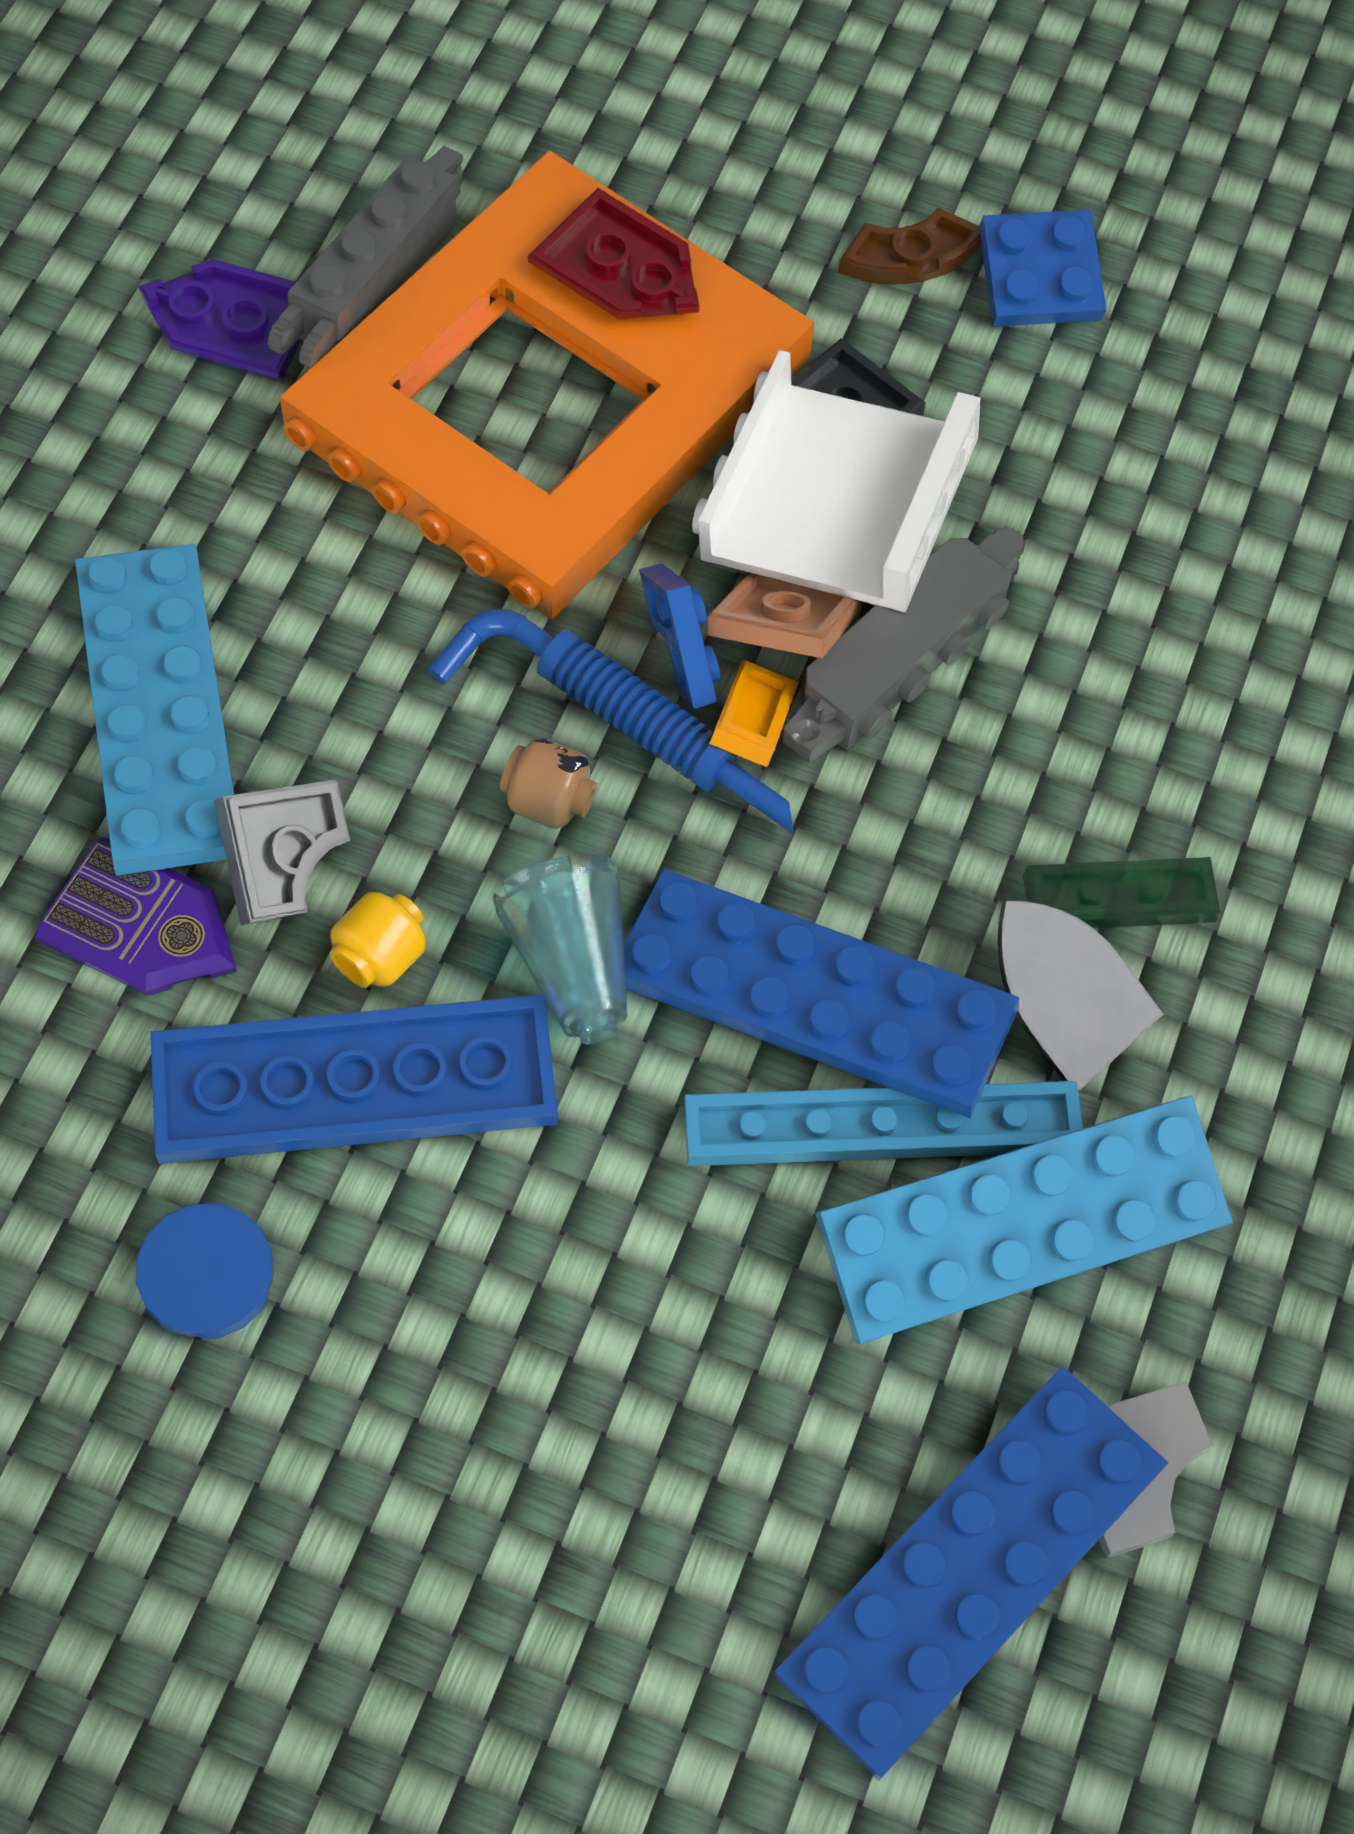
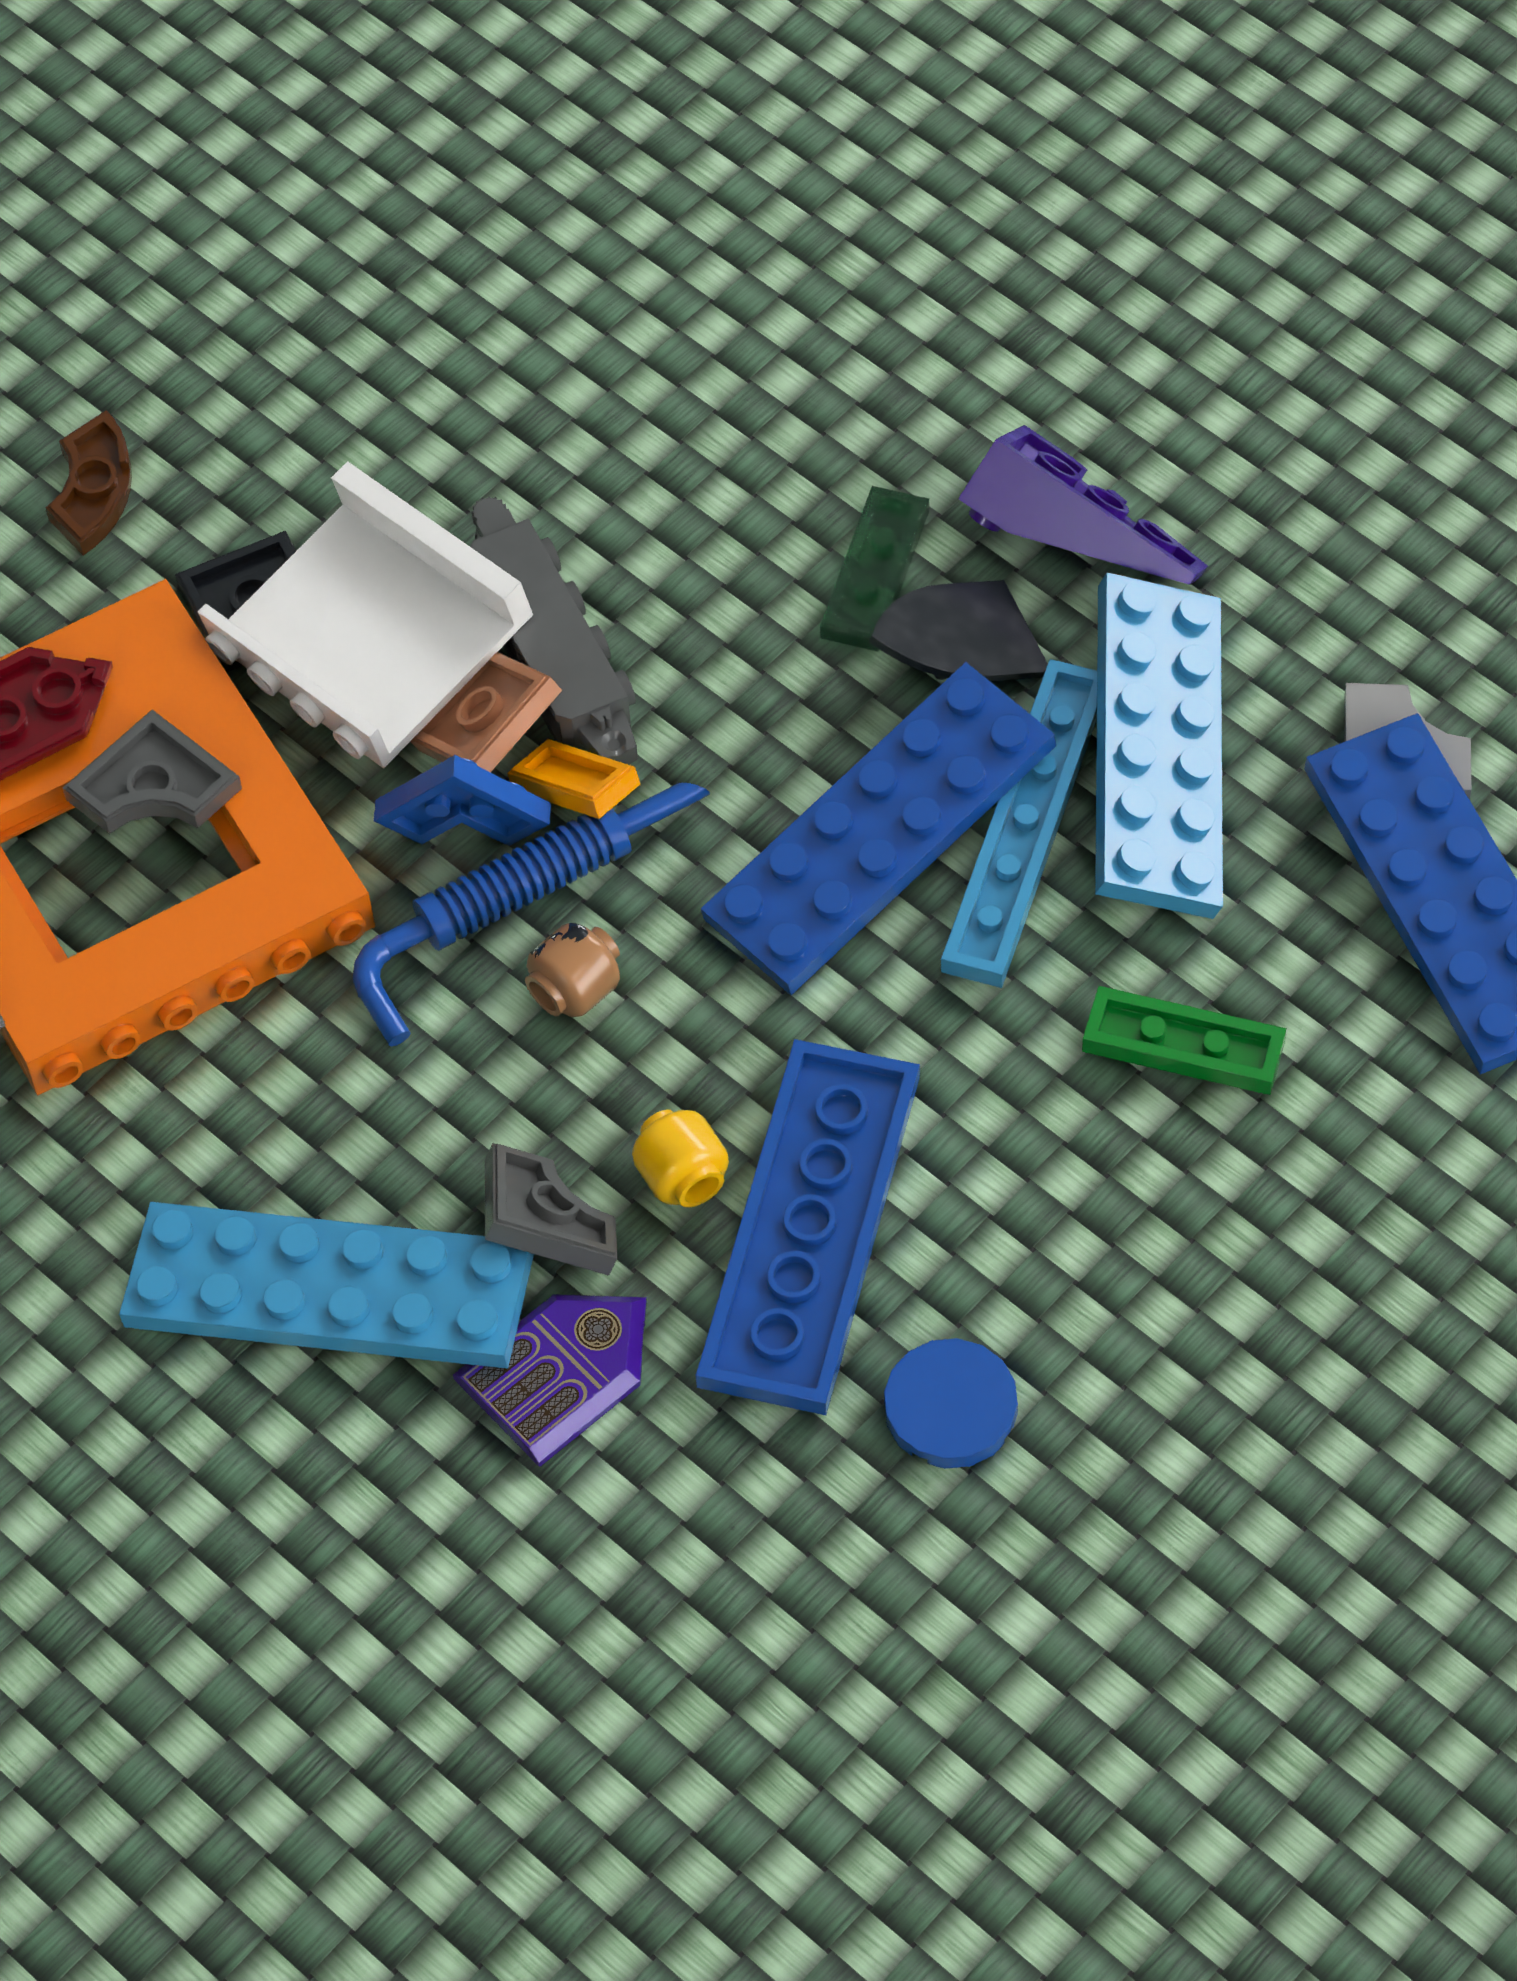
camera: 60 degrees left, 5 degrees down
(571, 940) = (764, 993): clear light blue cone -> none
(600, 380) = (152, 774): none -> dark grey tile
(687, 1358) = (1184, 1040): none -> green plate
(1042, 268) = (177, 381): blue plate -> none
(1268, 1019) = (1040, 495): none -> dark purple wedge

